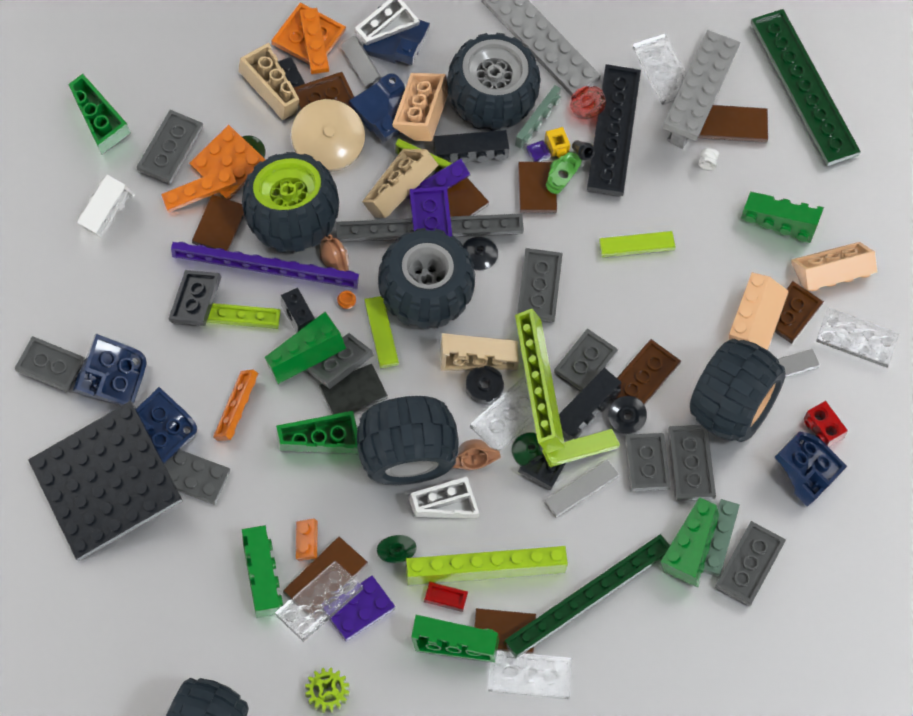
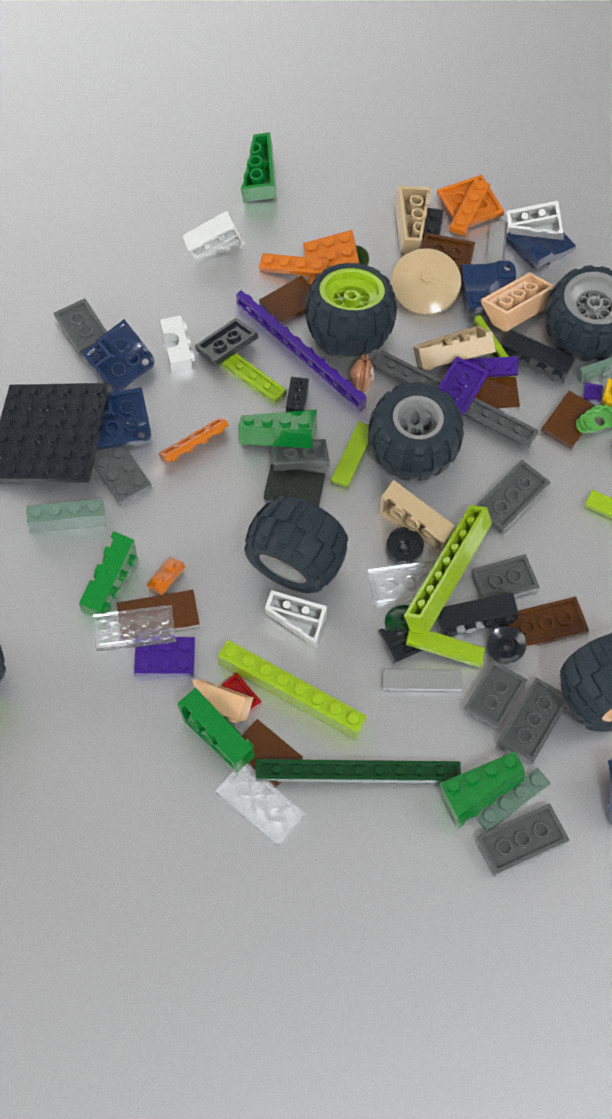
camera: 40 degrees right, 0 degrees up
(140, 316) = (174, 331): none -> white arch
(170, 146) = (297, 223): dark grey plate -> none
(179, 544) = (66, 515): none -> sand green brick
(320, 685) = (78, 706): lime gear -> none
(323, 434) = (233, 498): green wedge -> none
(346, 299) = (344, 413): orange plate -> none
(396, 548) = (229, 628): dark green dish -> none
(446, 608) = (225, 701): none -> light nougat slope
(475, 455) = (349, 595): nougat hat -> none
(484, 259) = (479, 448): black dish -> none

